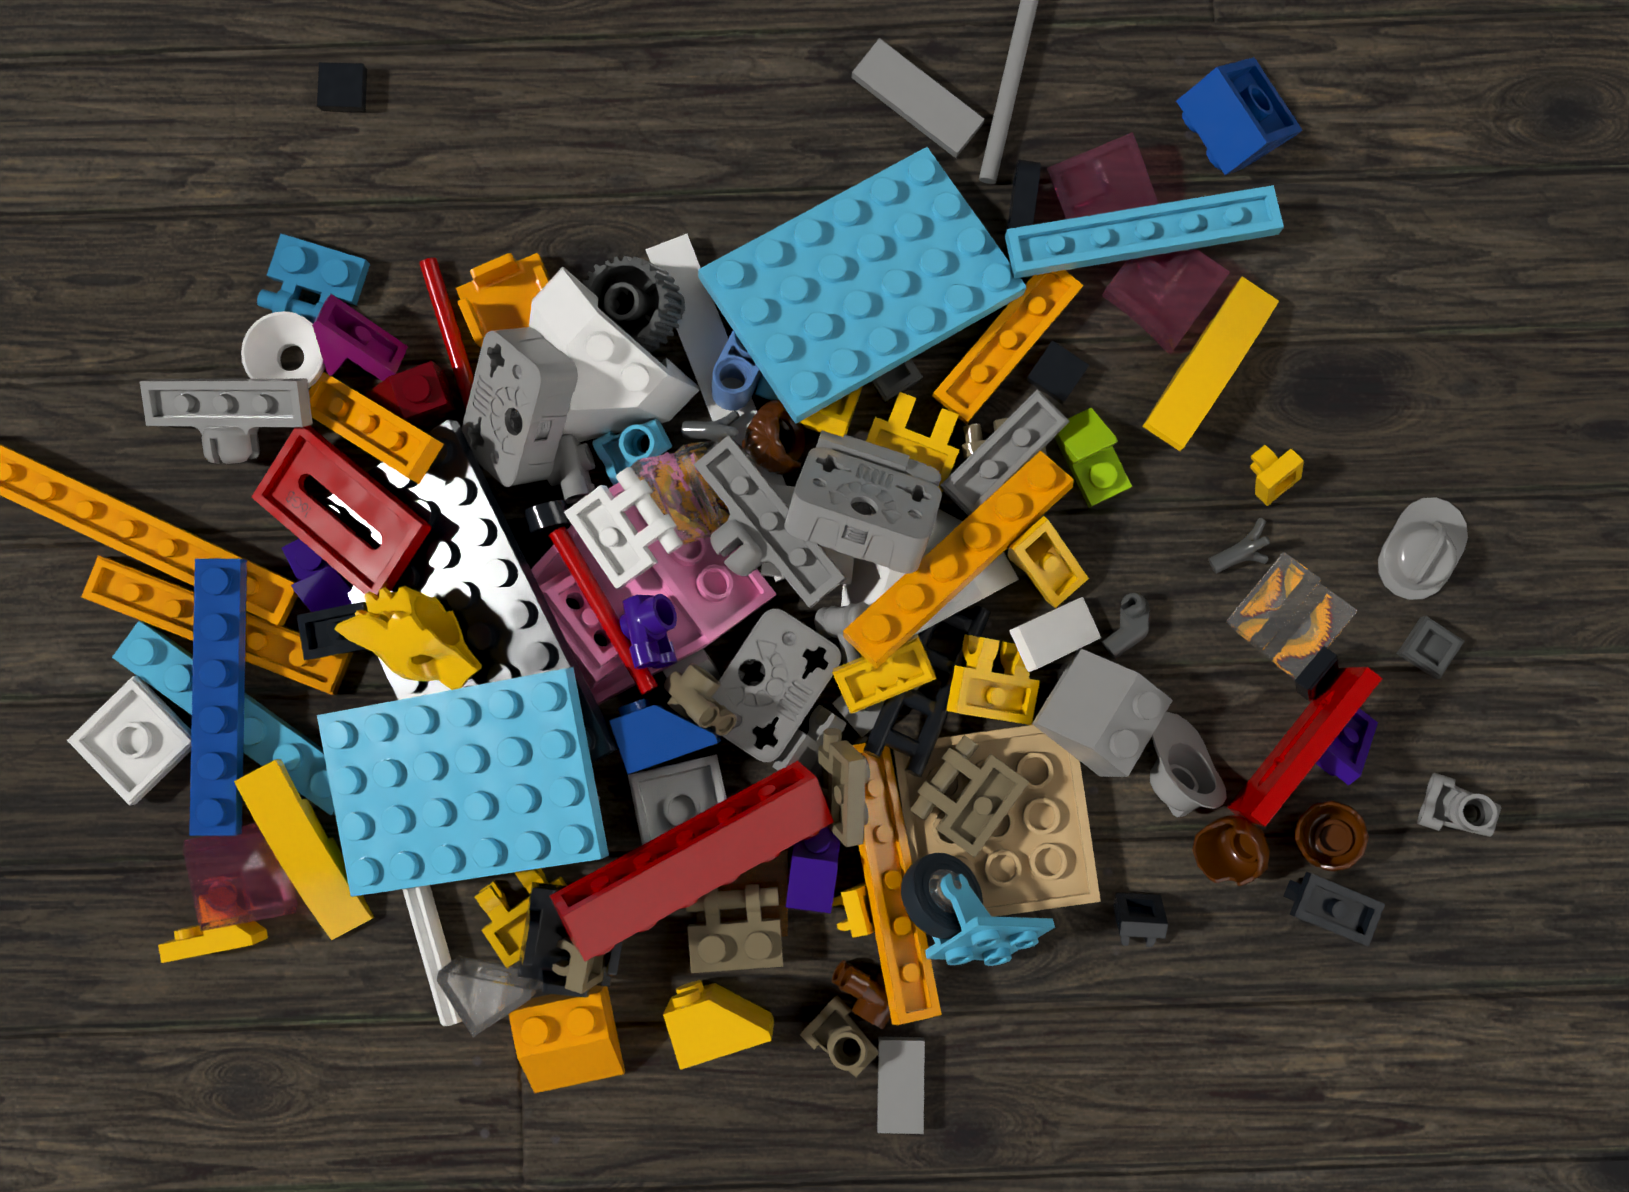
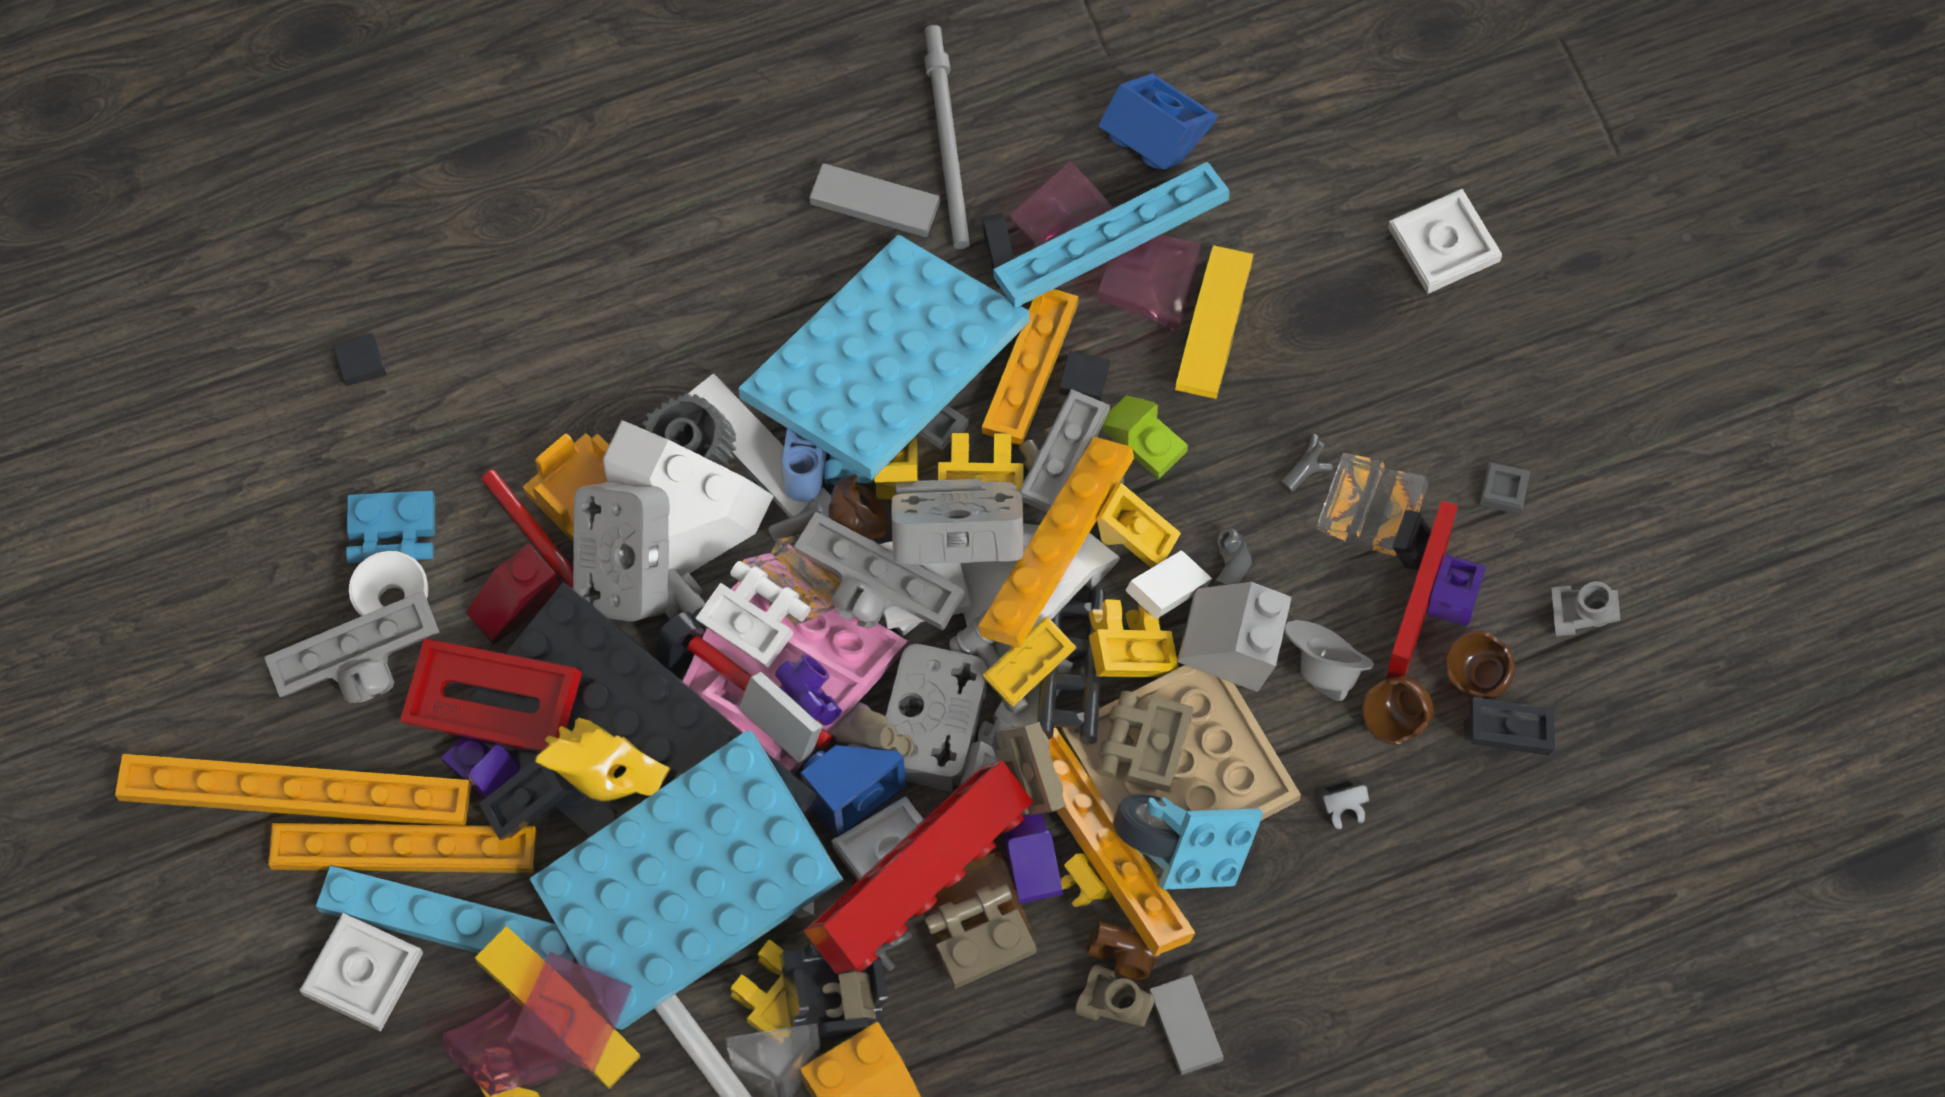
camera: 20 degrees left, 20 degrees down
(218, 697) = (431, 899): blue plate -> none
(307, 872) = (571, 1012): none -> clear pink plate
(350, 335) = (444, 551): magenta slope -> none
(373, 428) = (499, 614): light orange plate -> none
(610, 653) = (780, 717): none -> light grey tile
(625, 448) = (719, 567): medium azure plate -> none
(713, 1023) = (992, 1014): yellow slope -> none
(1275, 474) = (1308, 390): yellow tile -> none
(1423, 548) = (1464, 412): light grey piece -> none
(1480, 357) = (1444, 241): none -> white plate

